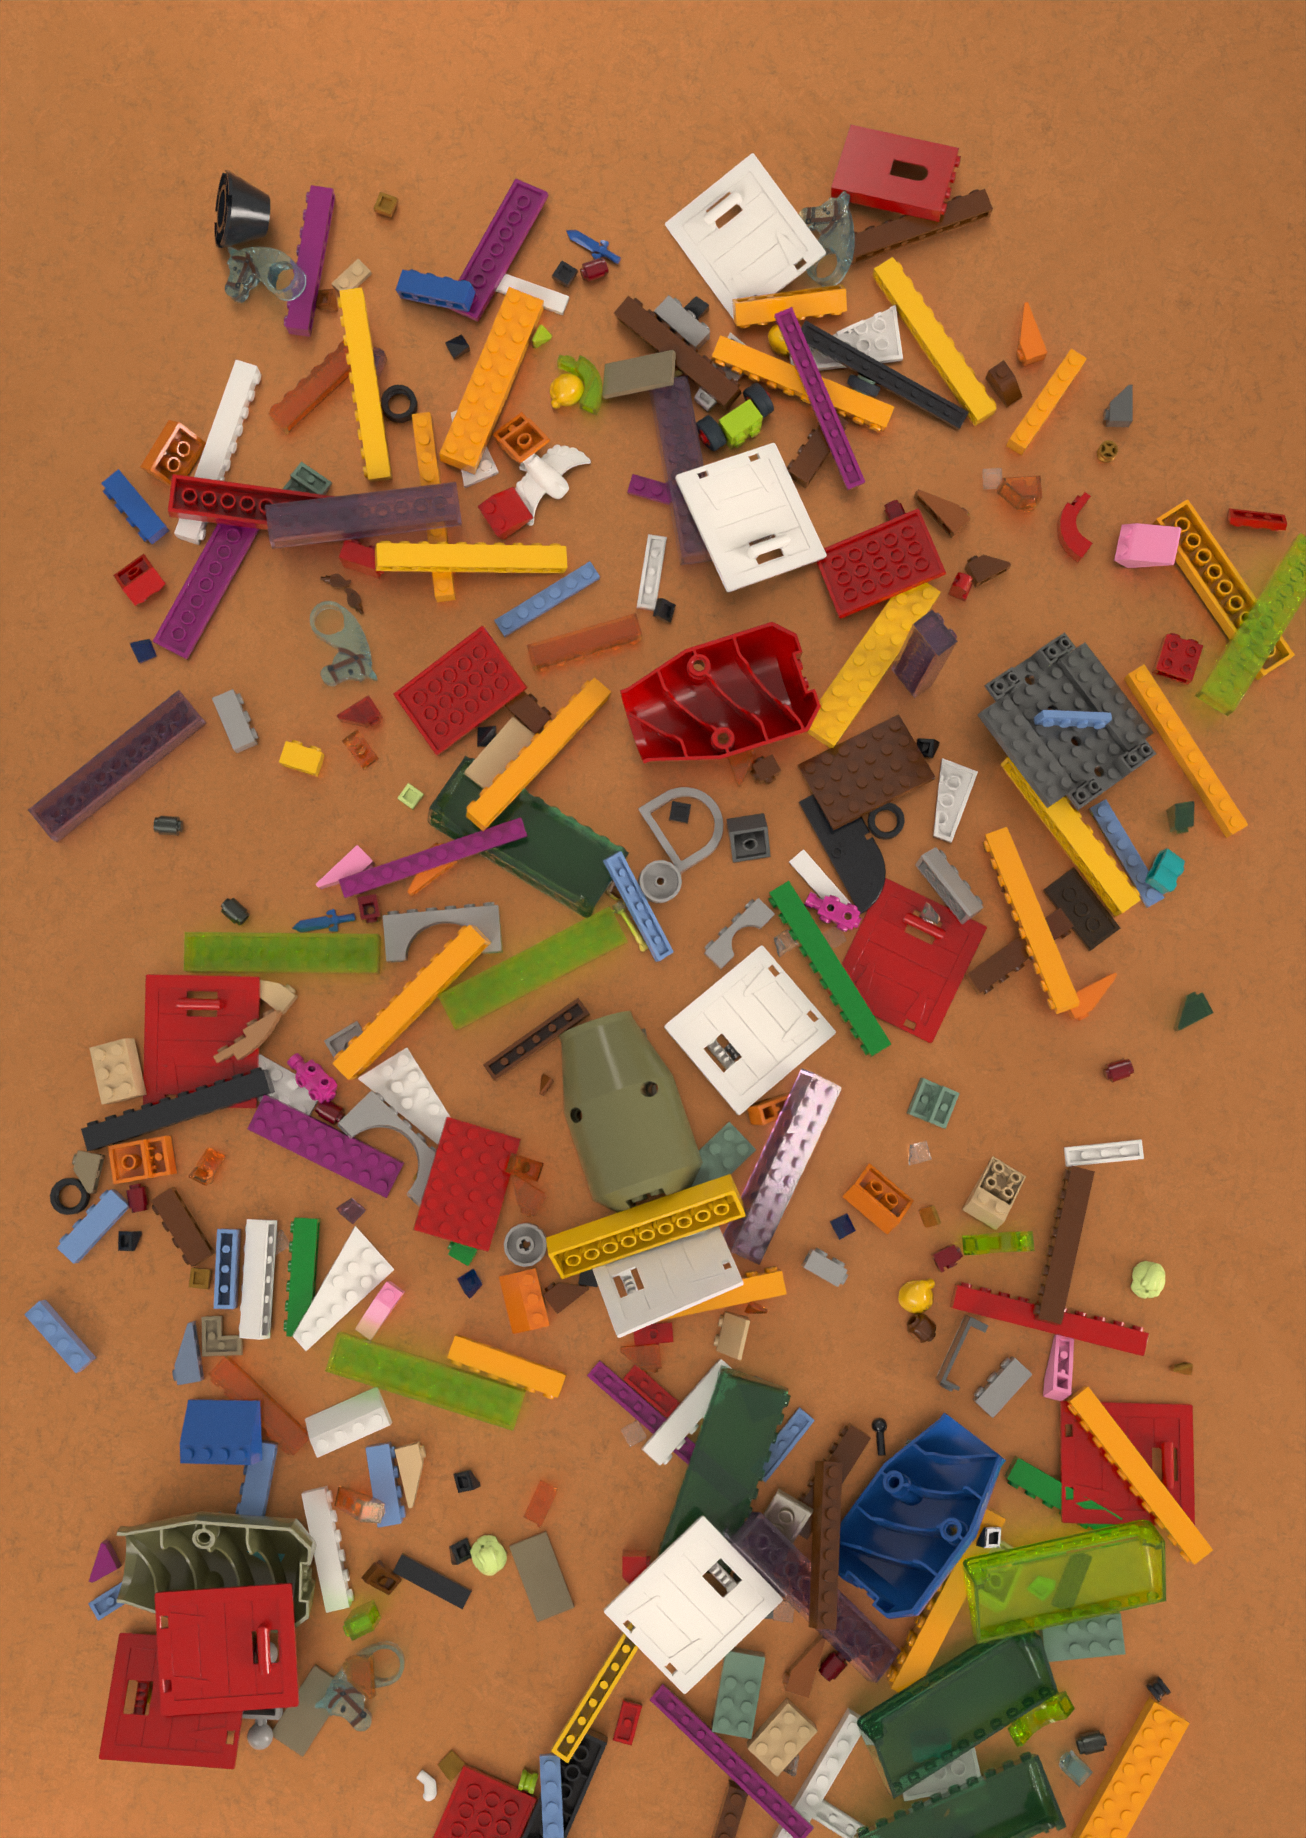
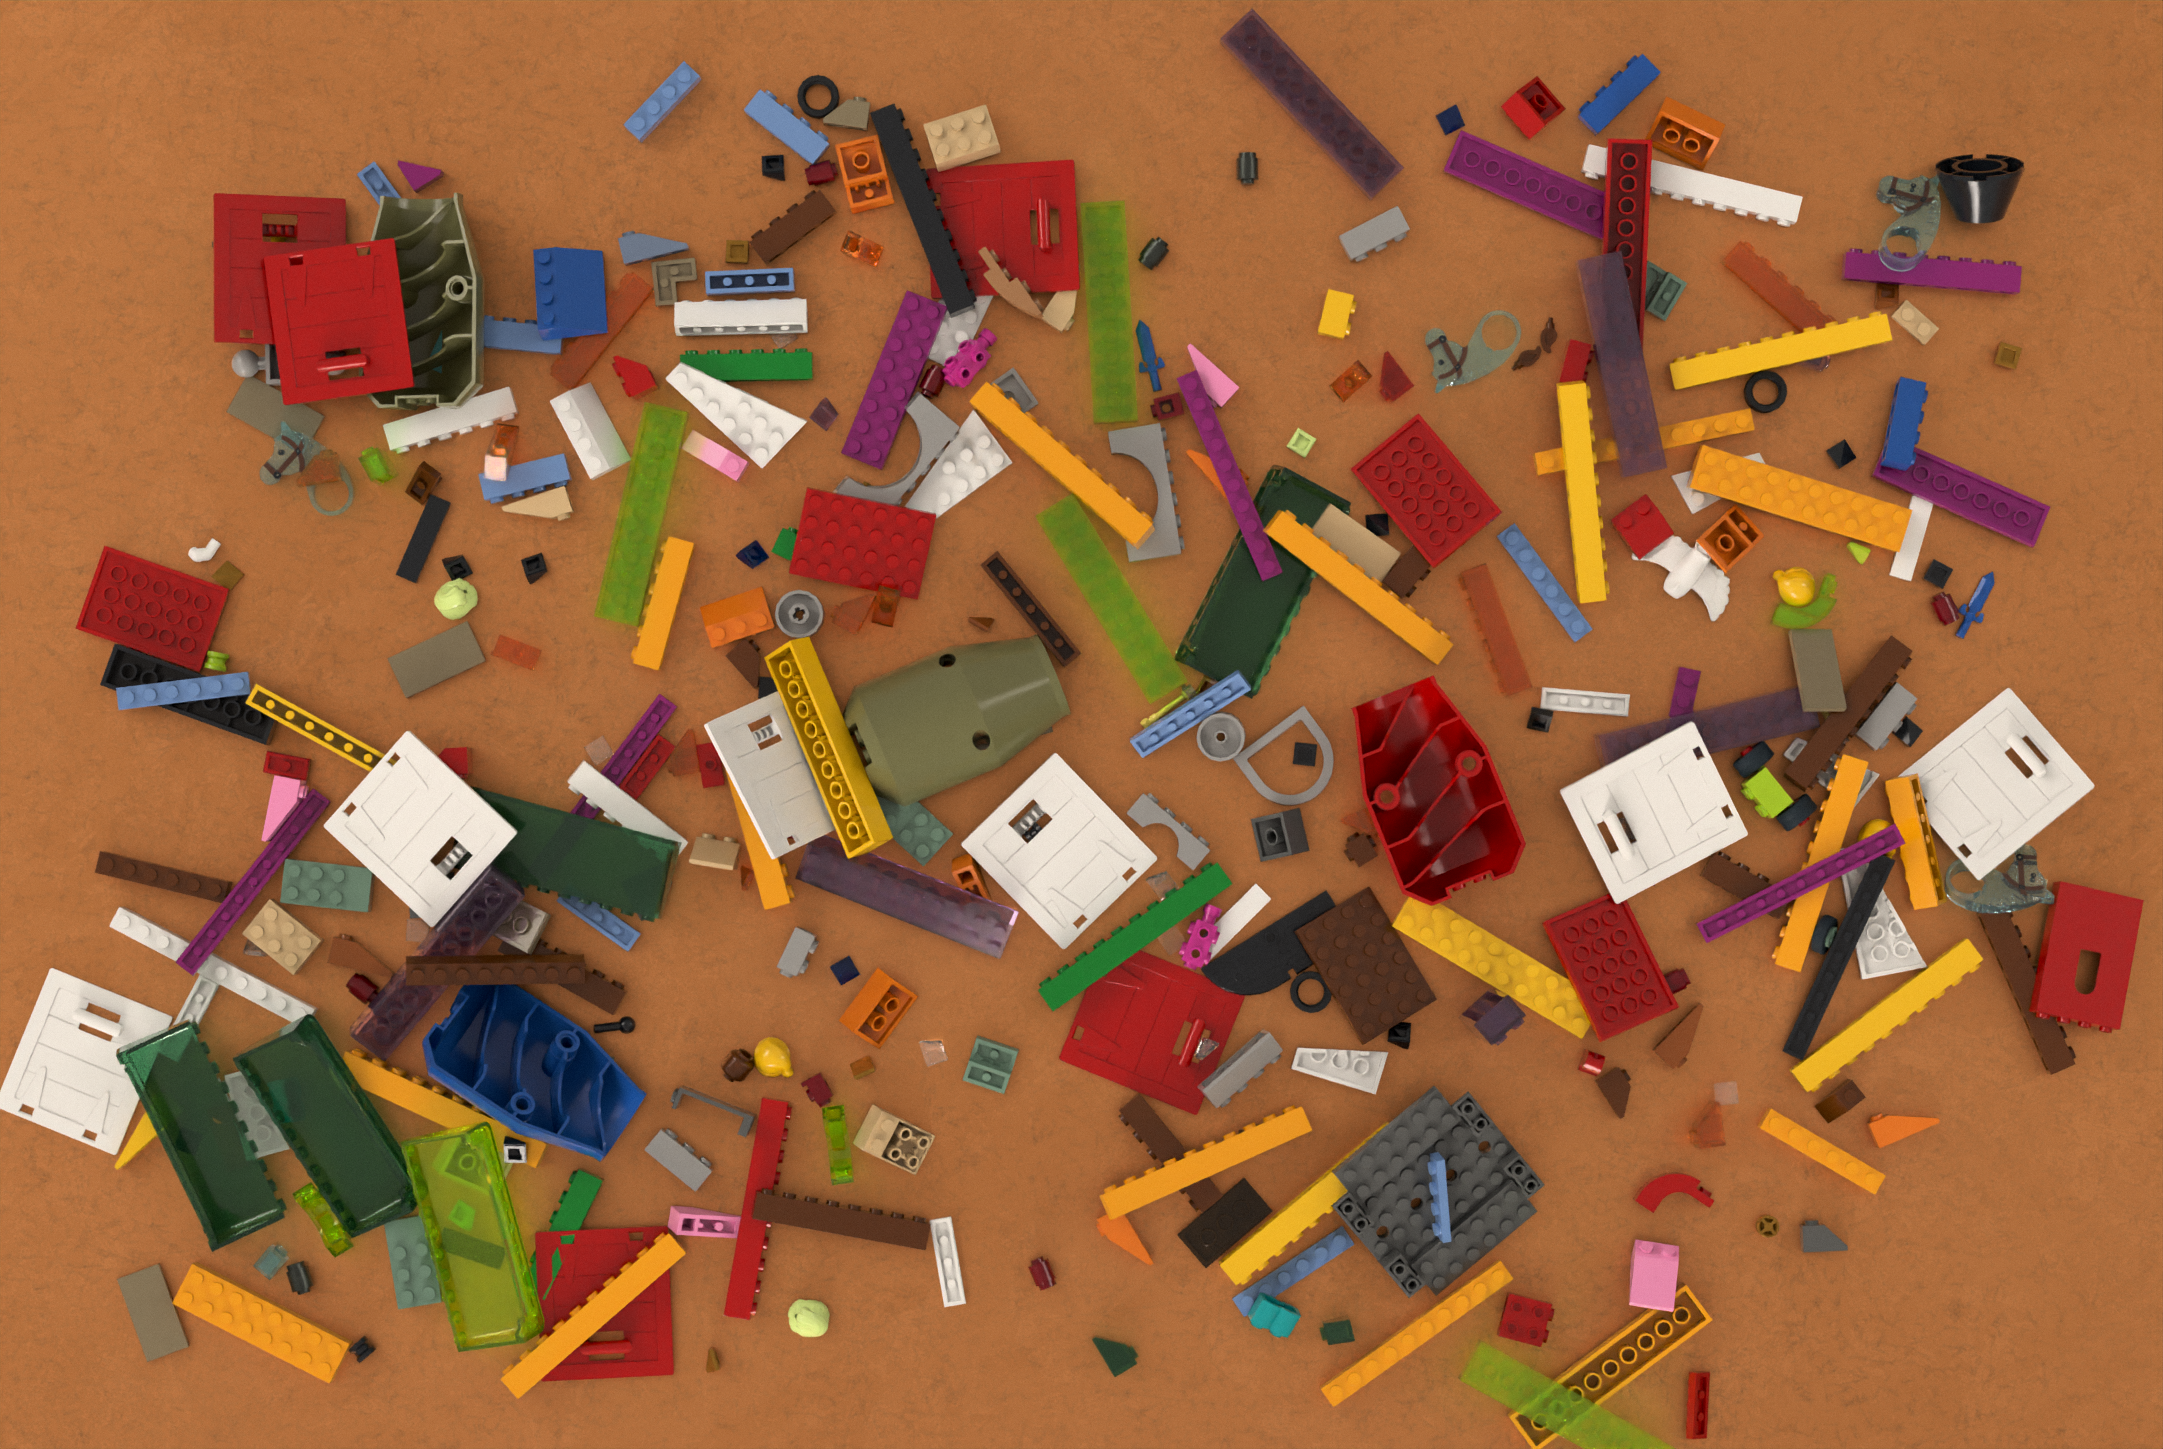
camera: 90 degrees right, 5 degrees up
(303, 1375) = (637, 377): none -> red slope
(659, 1729) = (284, 800): none -> bright pink slope

